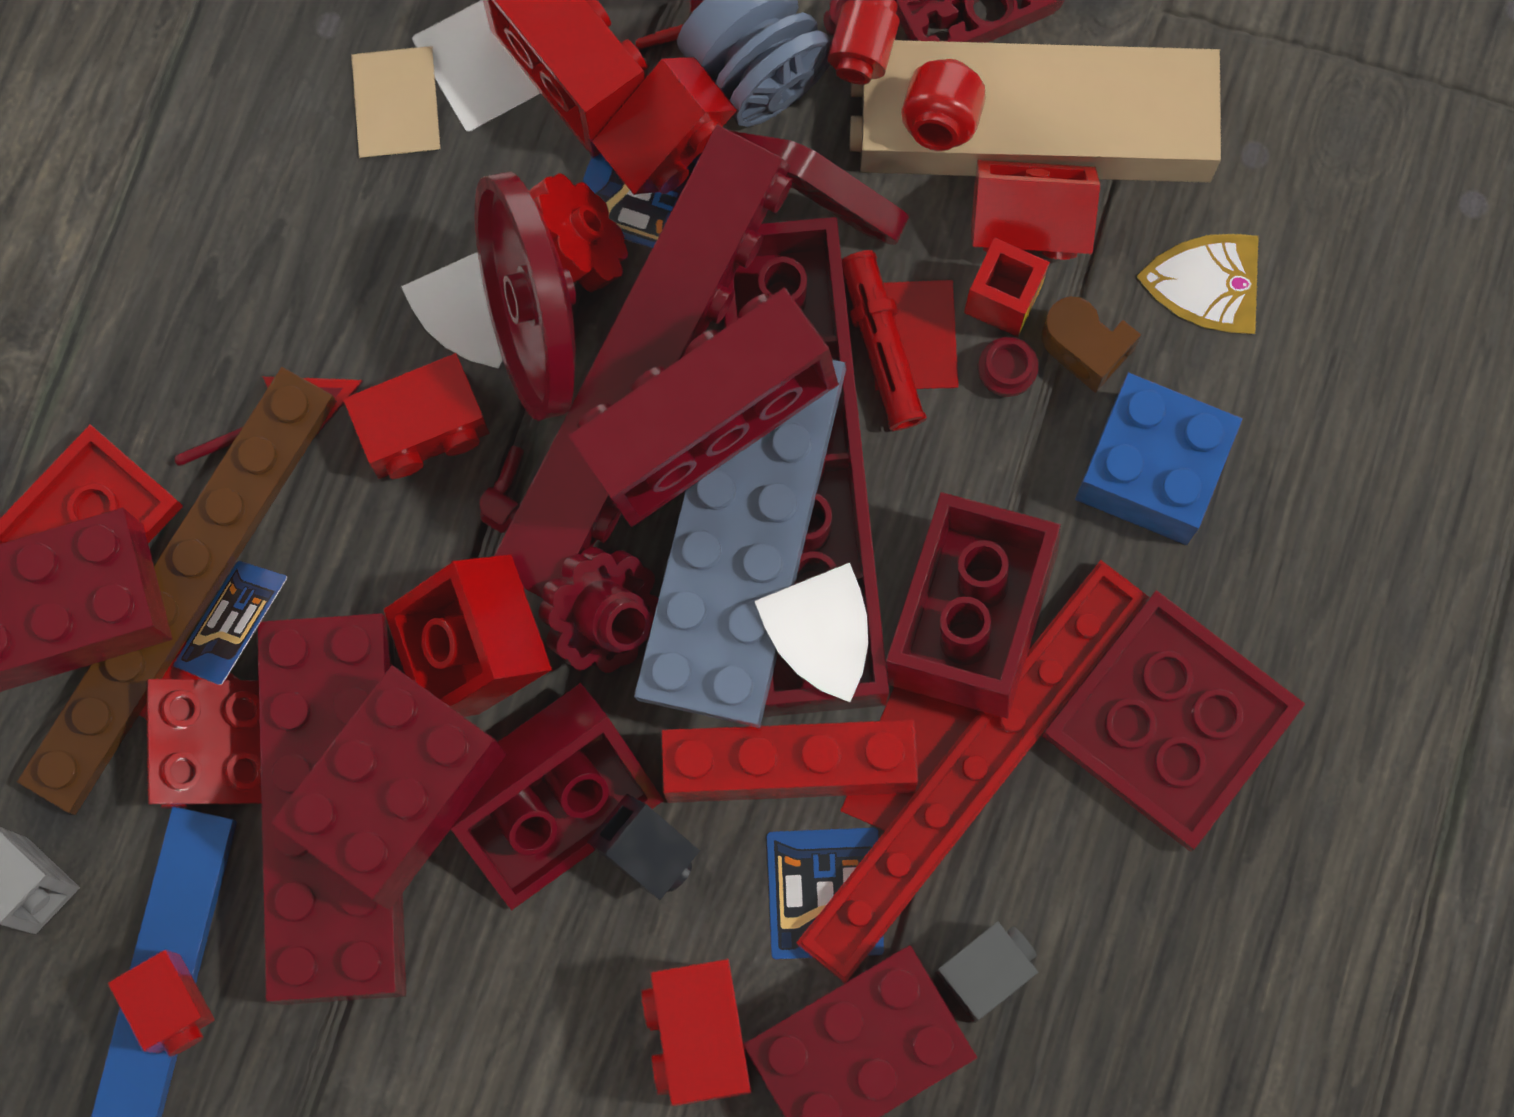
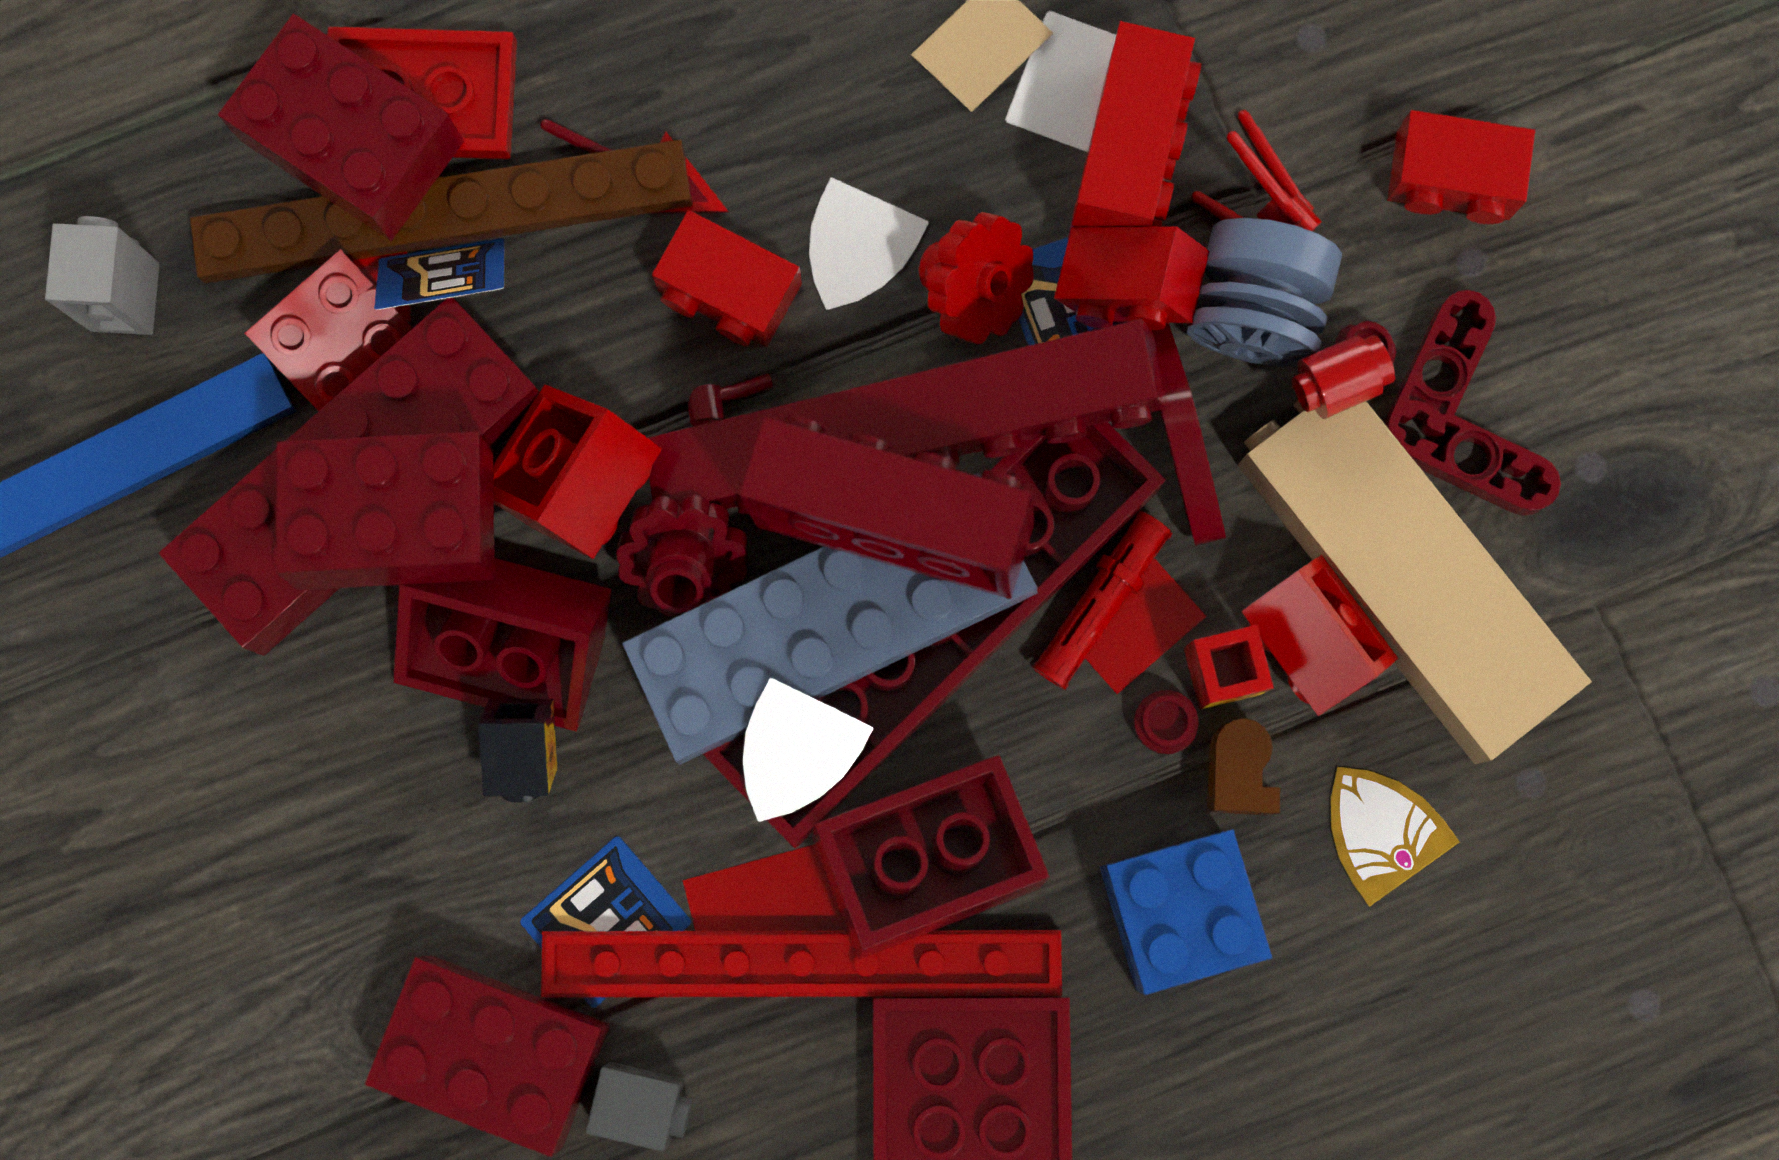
camera: 50 degrees right, 5 degrees up
(162, 1004) = (98, 475): red brick -> none
(526, 295) = (885, 288): dark red dish -> none
(698, 1033) = (395, 915): red brick -> none
(789, 761) = (680, 808): red brick -> none
(943, 104) = (1338, 489): red head -> none

